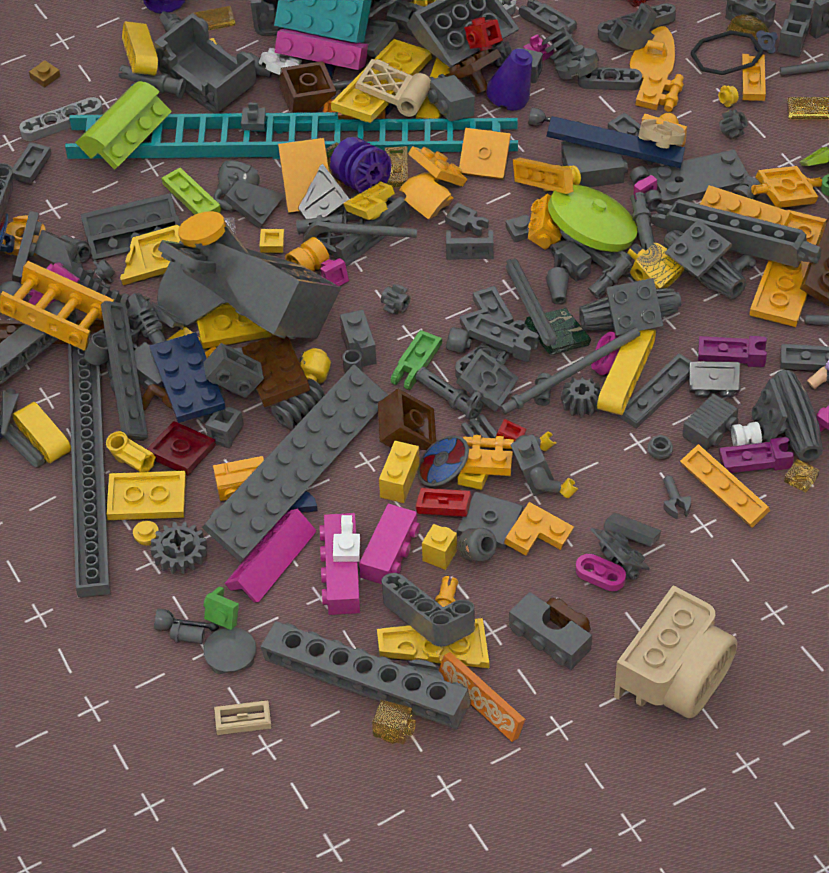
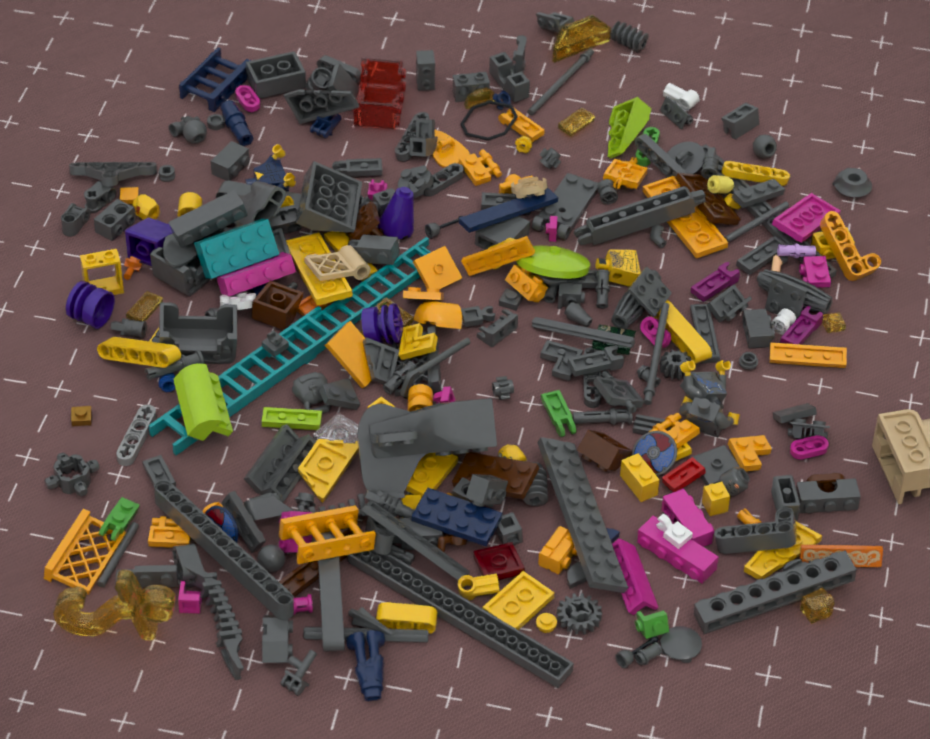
camera: 50 degrees left, 5 degrees down
(202, 229) = (381, 415): light orange tile -> none
(243, 721) = (729, 682): tan tile -> none
(358, 340) = (516, 427): dark grey hinge -> none
(458, 340) = (567, 385): dark grey piece -> none
(483, 33) = (358, 195): red brick -> none
(500, 598) = (785, 494): none -> dark grey brick
(510, 430) = (664, 411): red tile -> none
(561, 41) = (390, 175): dark grey arm -> none
(572, 437) = (705, 384): none -> dark grey torso
(642, 218) = (573, 244): dark grey pin -> none
(675, 499) = (796, 385): dark grey bar -> none
(701, 254) = (643, 238): dark grey plate -> none
(744, 206) = (617, 200): light orange plate -> none

